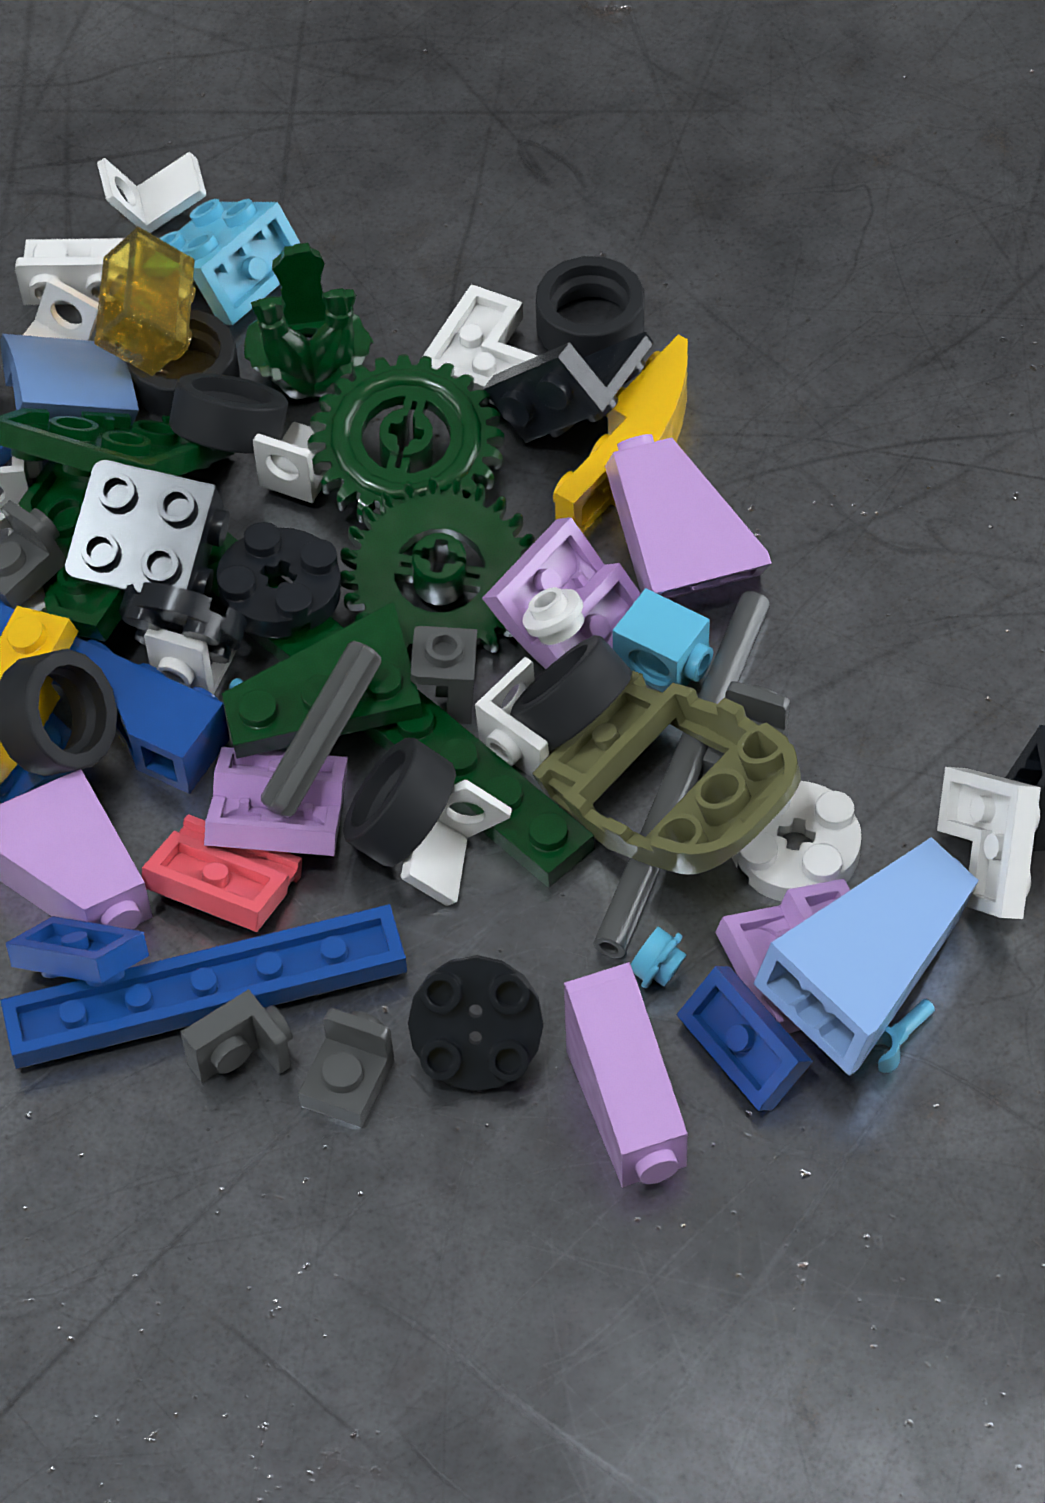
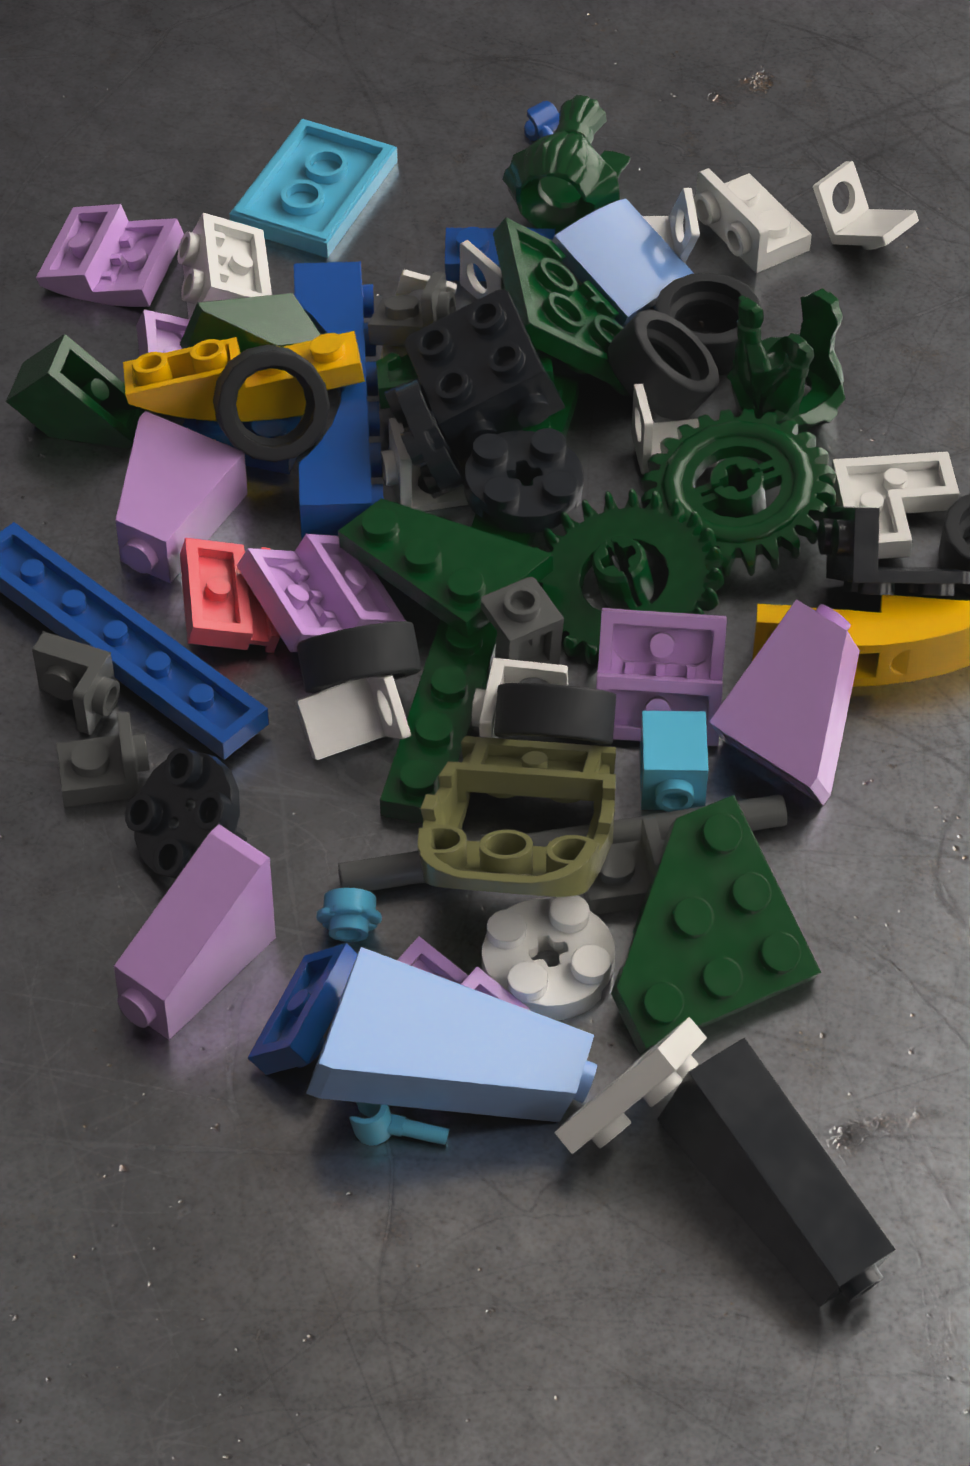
camera: 55 degrees right, 5 degrees down
(78, 950) = (82, 540): blue plate -> none
(145, 302) = (711, 249): clear yellow brick -> none
(234, 252) = (863, 284): medium azure bracket -> none
(321, 729) = (382, 567): dark grey axle -> none
(554, 615) = (621, 661): white plate -> none
(863, 707) = (709, 930): none -> dark green plate

